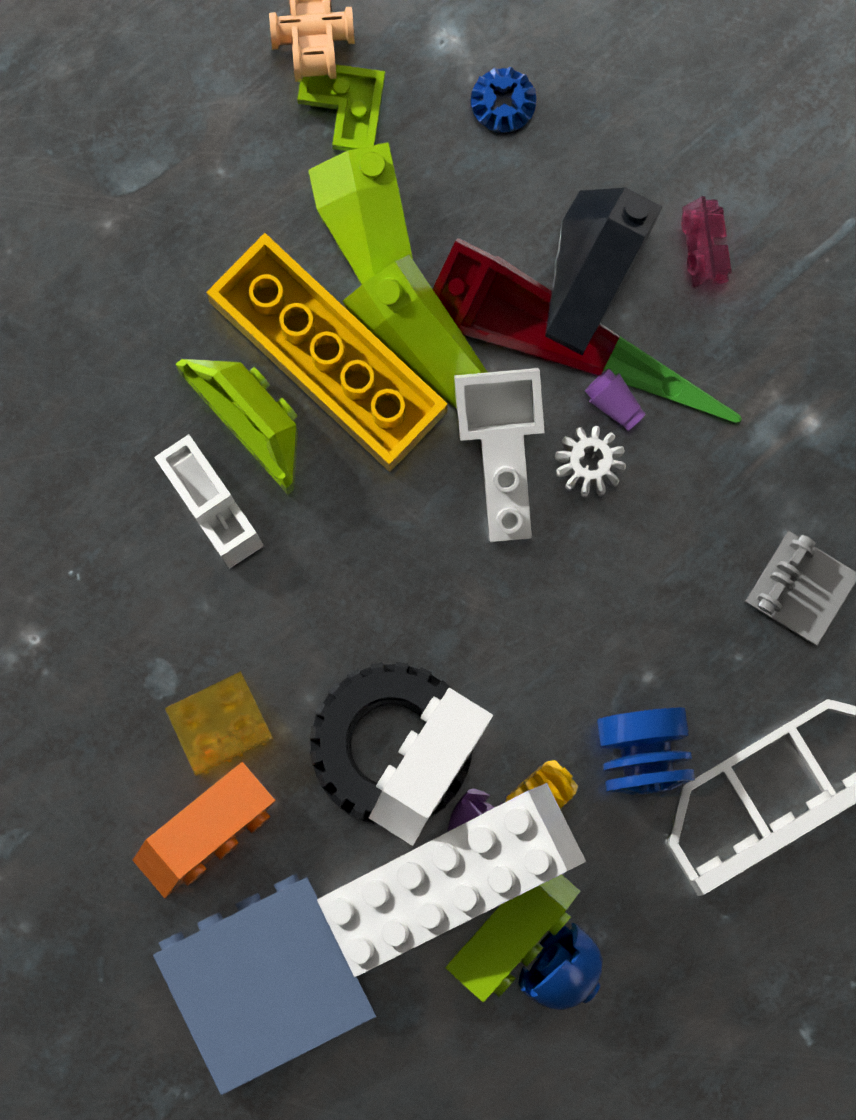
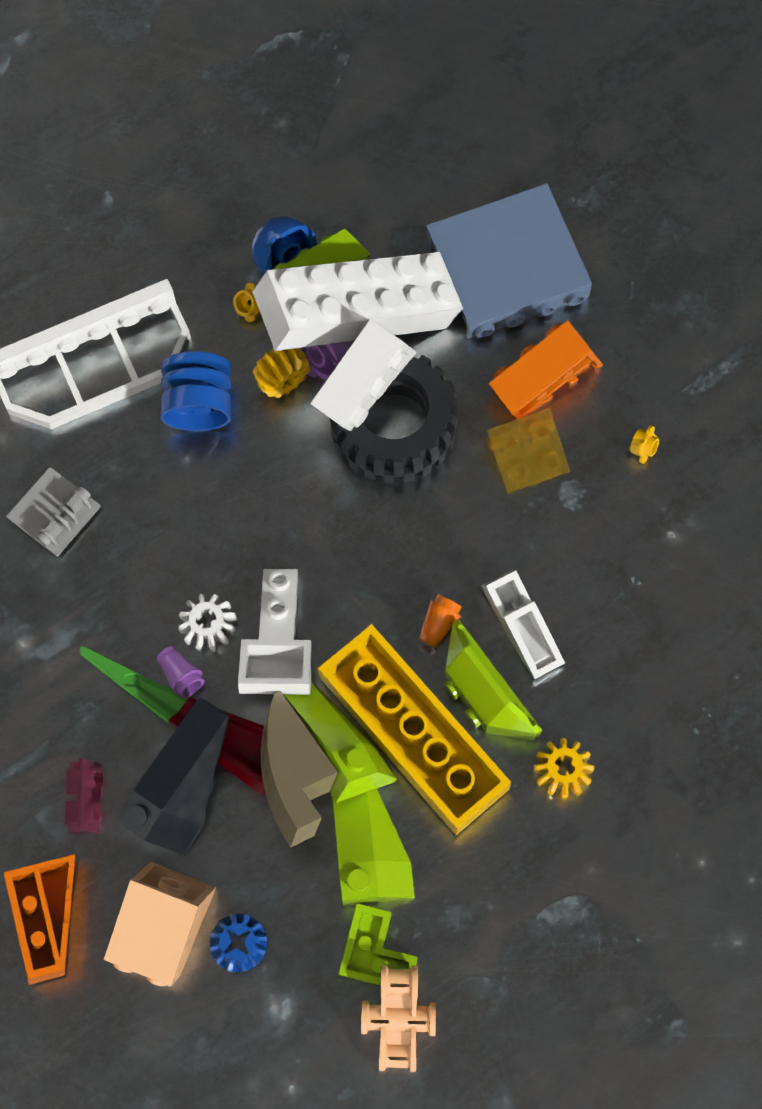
camera: 170 degrees left, 10 degrees down
(72, 747) = (644, 443): none -> yellow plate
(162, 322) = (550, 768): none -> yellow gear
(309, 496) = (439, 620): none -> orange cone
(464, 277) = (293, 771): none -> dark tan slope
(593, 107) = (158, 923): none -> light nougat slope
(596, 893) = (245, 303): none -> yellow plate
(729, 98) = (41, 912): none -> orange wedge

